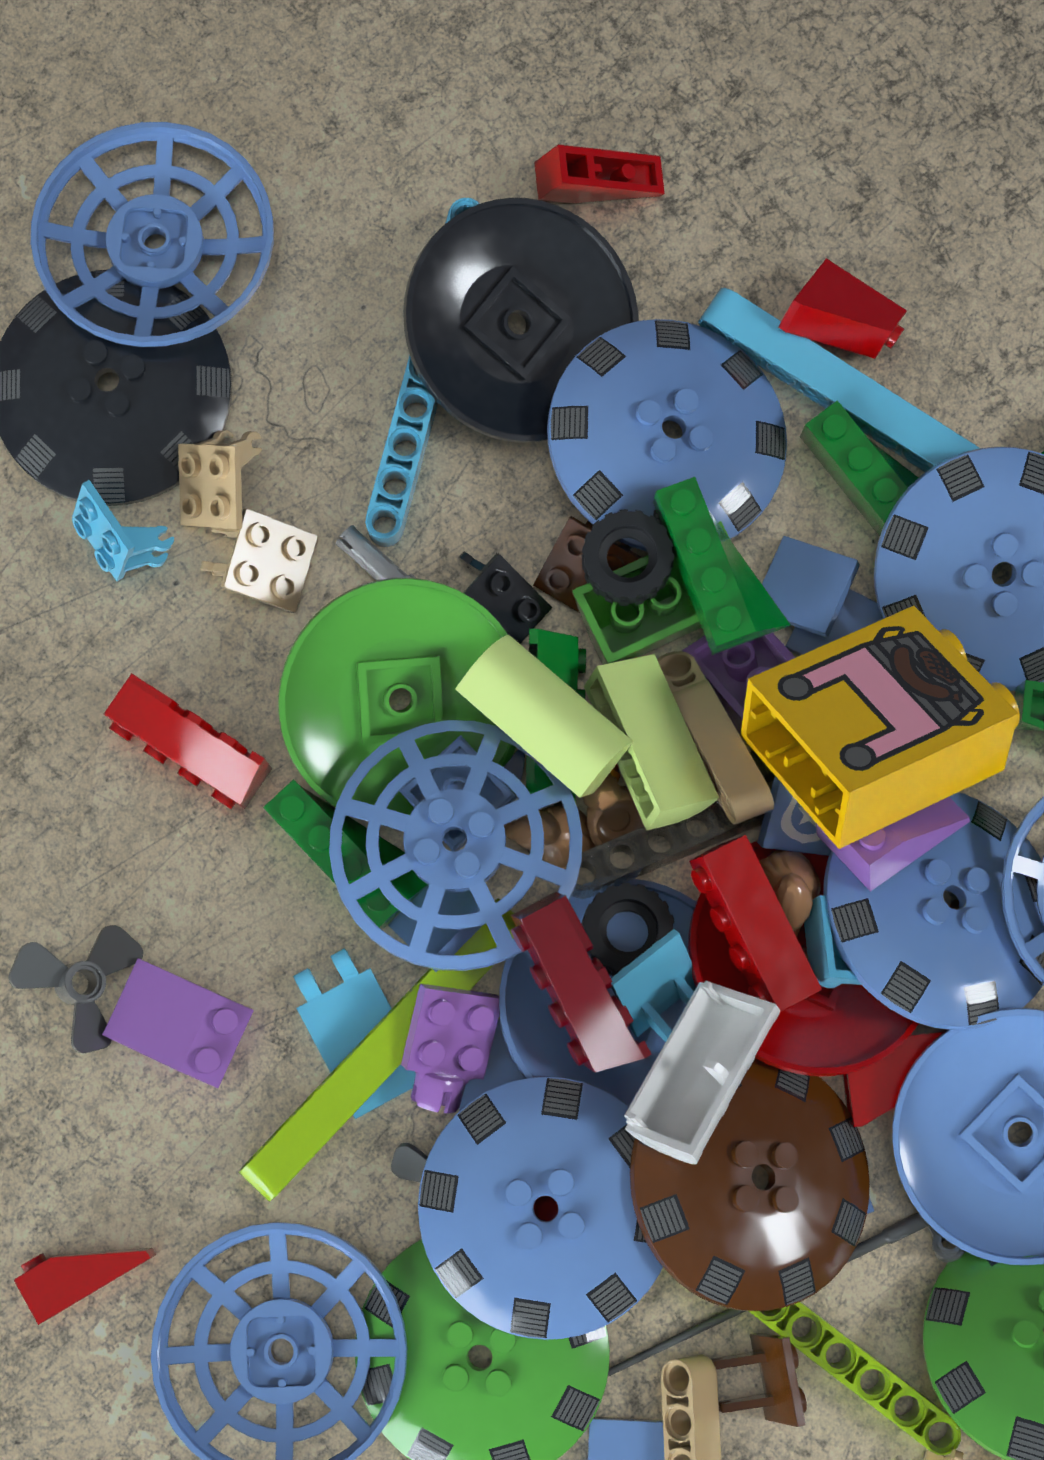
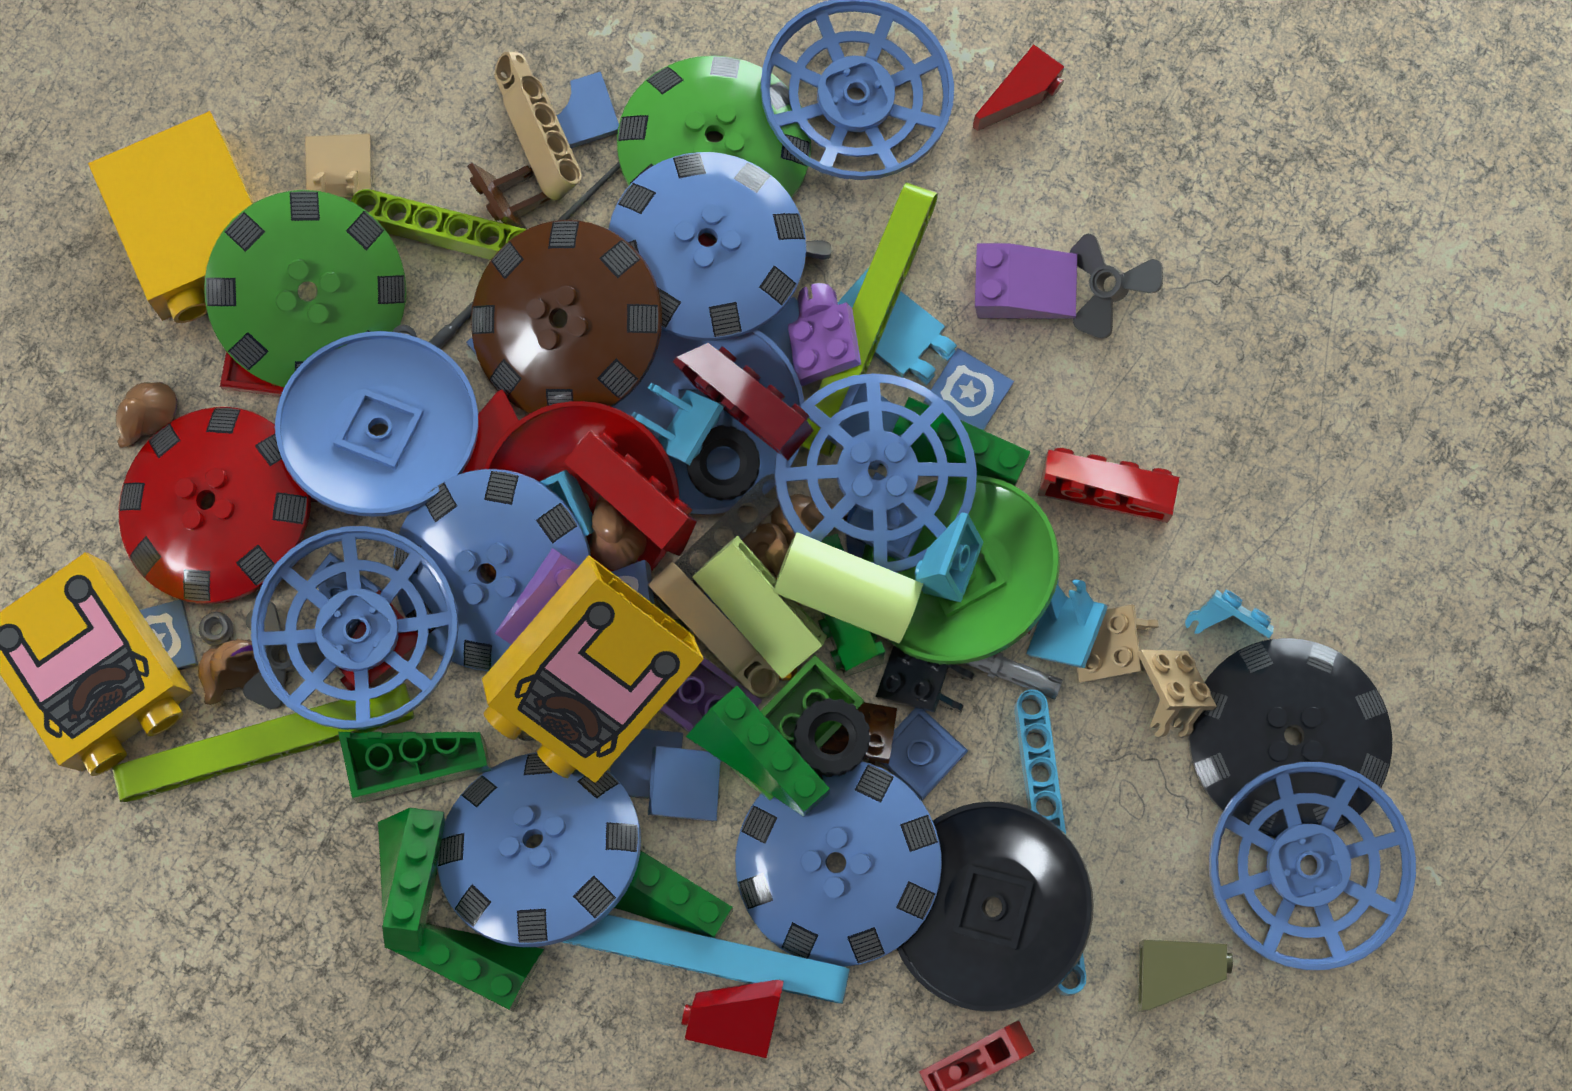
camera: 160 degrees right, 5 degrees down
(301, 919) = (971, 389): none -> medium blue tile
(302, 586) = (1068, 627): none -> medium azure plate
(344, 185) = (1178, 969): none -> olive slope
(414, 703) = (950, 560): none -> medium azure slope
(524, 522) = (923, 752): none -> medium blue tile
(699, 1070) = (633, 367): white container -> none

